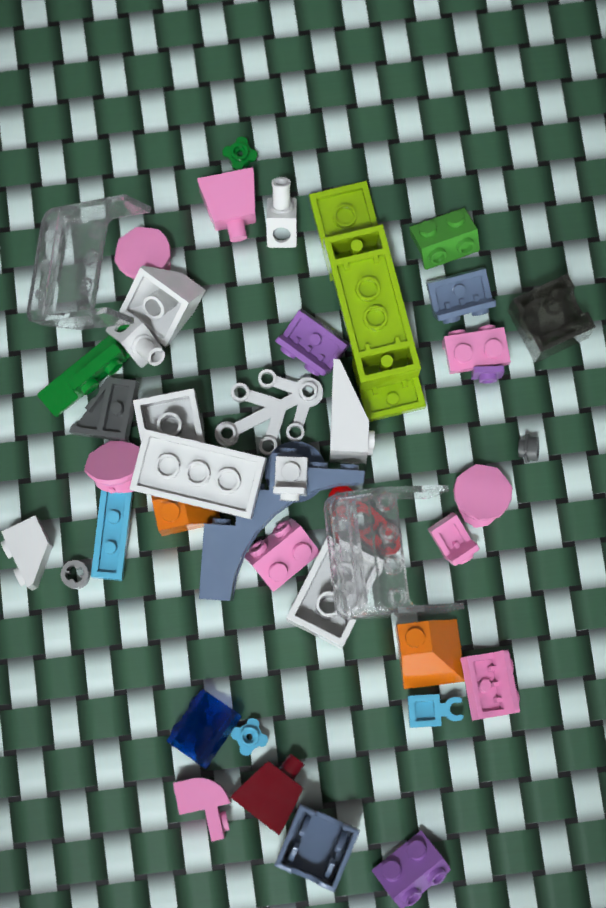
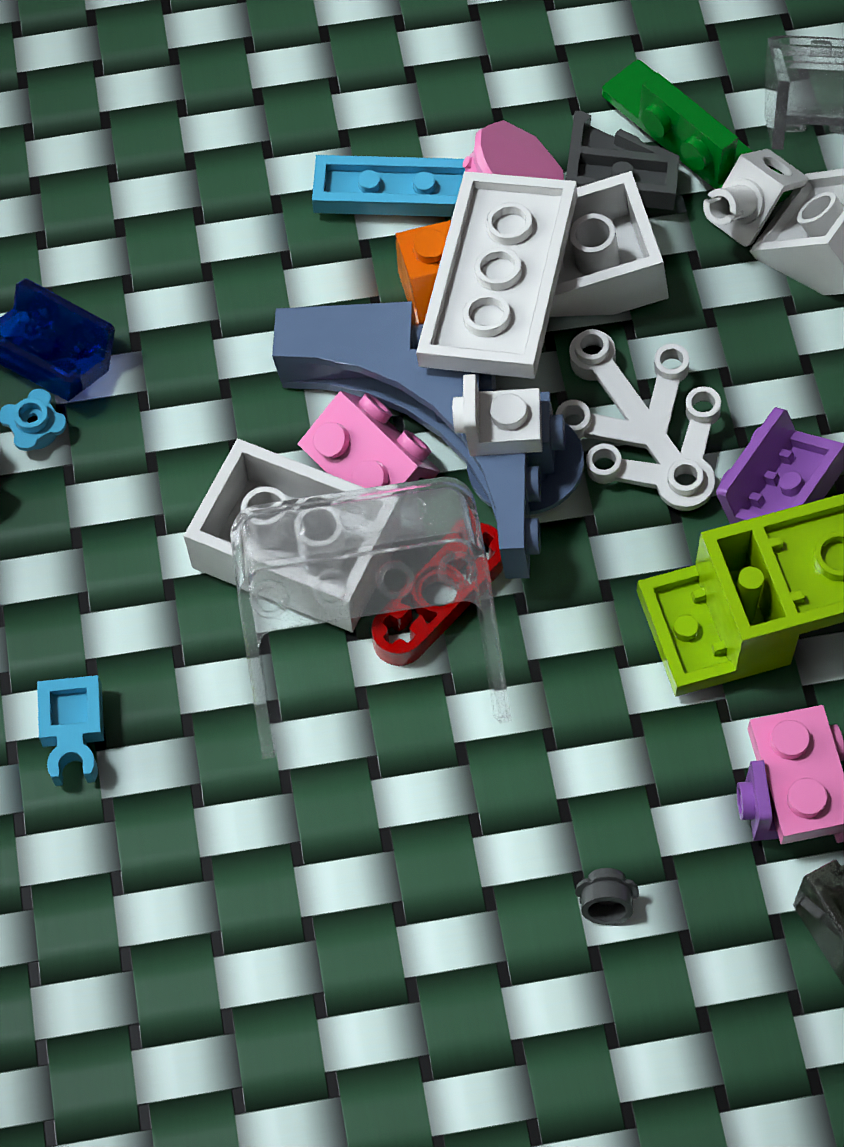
camera: 90 degrees right, 15 degrees down
(30, 549) = (358, 67): white slope -> none
(79, 566) = (321, 126): light grey bush -> none
(350, 432) = (633, 529): white slope -> none
(429, 653) = (183, 716): orange slope -> none
(453, 540) = (406, 749): bright pink bracket -> none
(482, 494) = (502, 799): bright pink hat -> none
(490, 685) = (116, 825): bright pink bracket -> none

